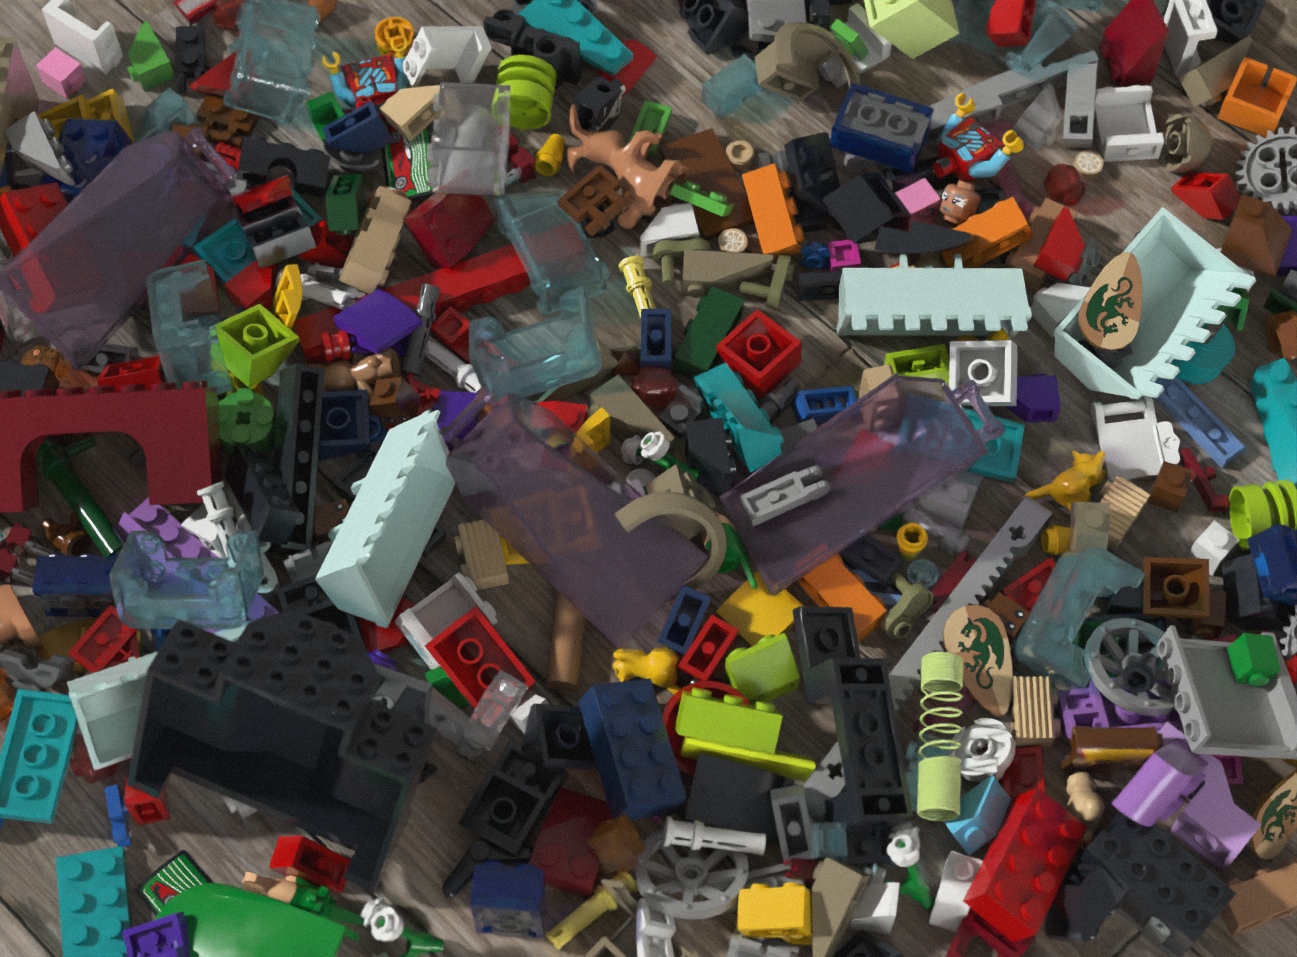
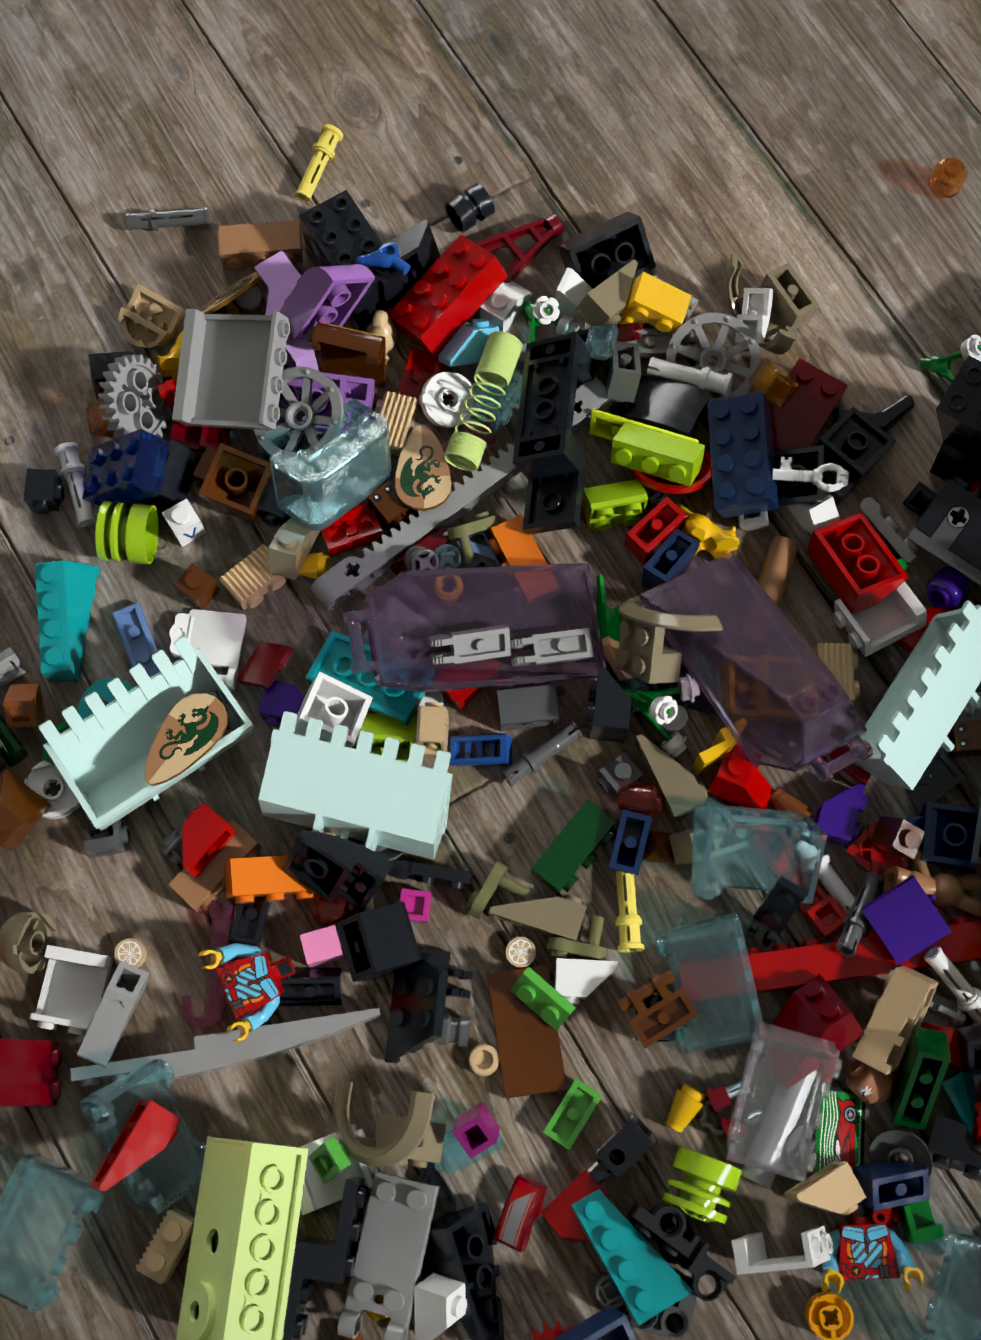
camera: 165 degrees left, 10 degrees up
(335, 345) = (951, 909): red wheel -> none
(495, 710) = (852, 509): clear slope -> none
(502, 310) = (777, 909): none -> black hinge
(508, 900) = (870, 355): clear blue piece -> none
(578, 720) = (787, 474): none -> white piece
(588, 911) = (808, 353): light yellow pin -> none
(642, 178) = (600, 1037): nougat animal -> none
(675, 50) = (519, 1212): none -> slope
(731, 76) = (476, 1130): none -> magenta brick
(748, 425) = (572, 739): teal wedge -> none
(758, 612) = (604, 559): yellow slope -> none
(760, 352) = (532, 808): red slope -> none
(774, 211) = (474, 962): orange brick -> none
(815, 256) = (443, 911): blue plate -> none
(869, 464) = (471, 645): none -> light grey hinge
(881, 127) = (336, 1020): piece -> none
(948, 556) = (427, 562): none -> dark grey wheel
(959, 202) = (280, 931): nougat head -> none
(1040, 120) = (159, 1015): clear slope -> none
(1055, 303) = (221, 792): white slope -> none
(1065, 185) = (165, 929): clear red head -> none
(1069, 424) = (265, 664): none -> dark red piece
(1075, 482) = (282, 609): yellow animal -> none
(1111, 850) = (385, 257): none -> blue animal
(1141, 673) = (302, 393): black cone -> none
(1201, 480) = (164, 595): dark red piece -> none
(1208, 194) = (28, 881): red slope -> none
(1253, 659) = (200, 395): green brick -> none

